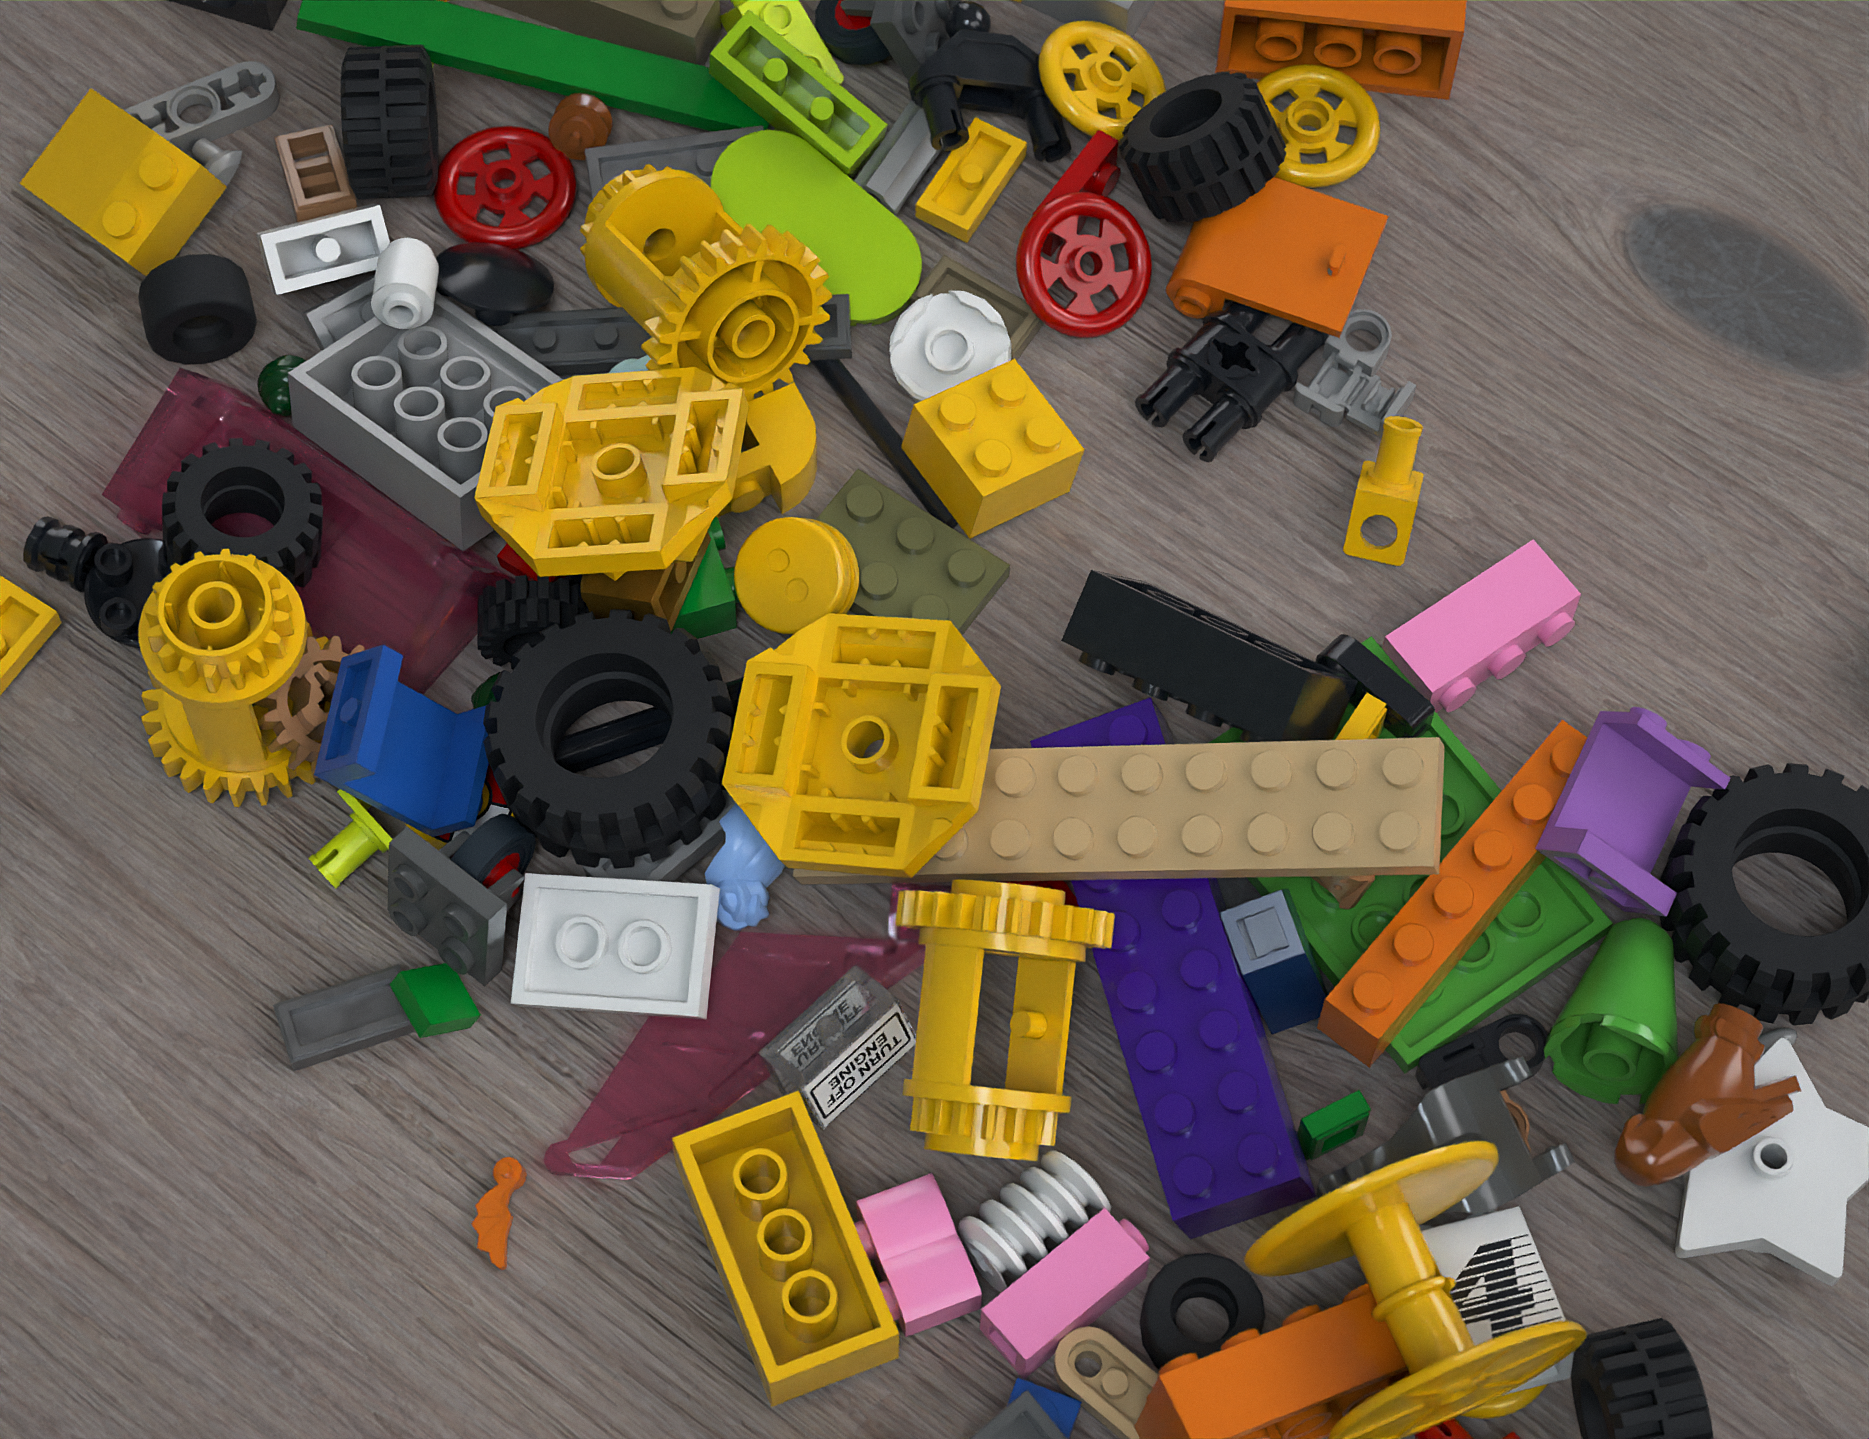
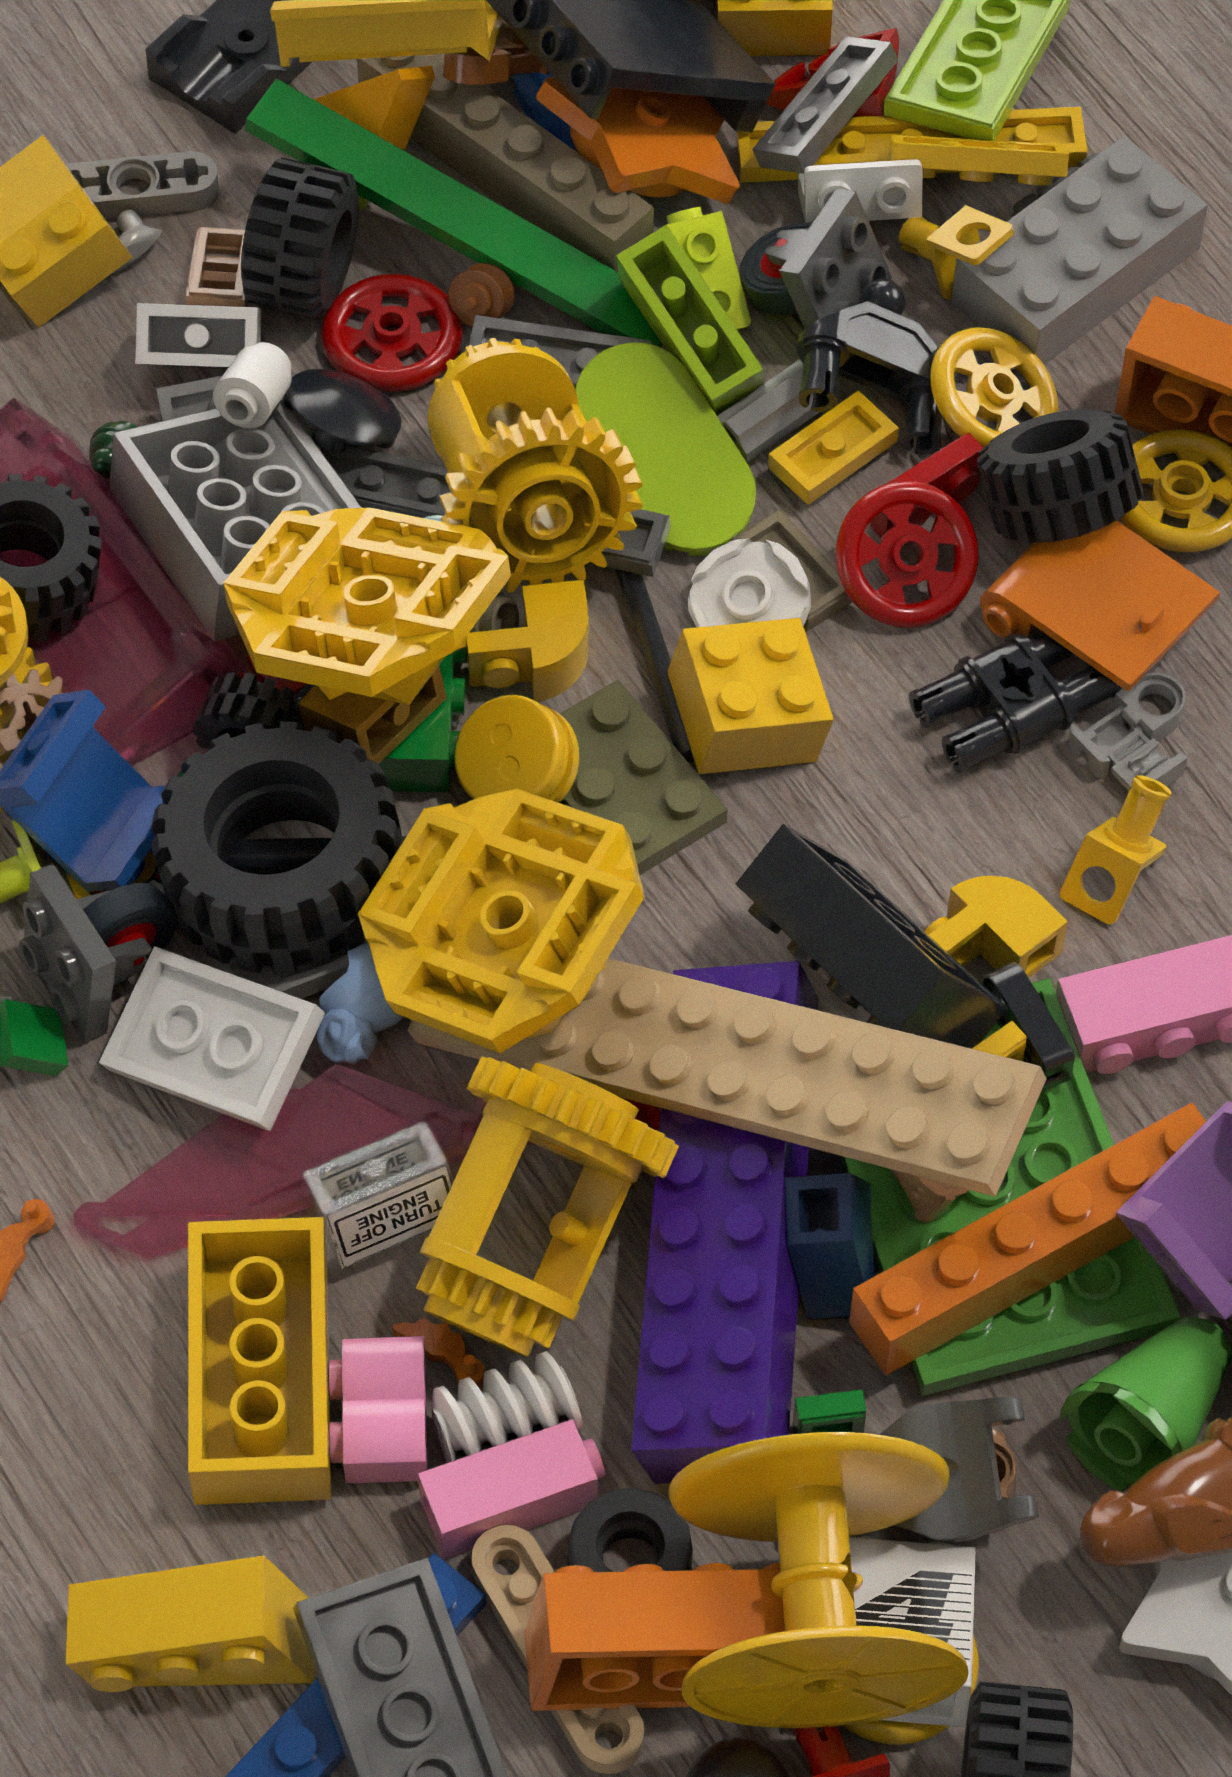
camera: 20 degrees right, 5 degrees down
(197, 309) = (59, 356): black tyre -> none
(948, 1173) = (444, 1346): none -> orange piece
(1307, 597) = (1001, 923): none -> yellow brick
(1480, 1051) = (1017, 1386): black piece -> none

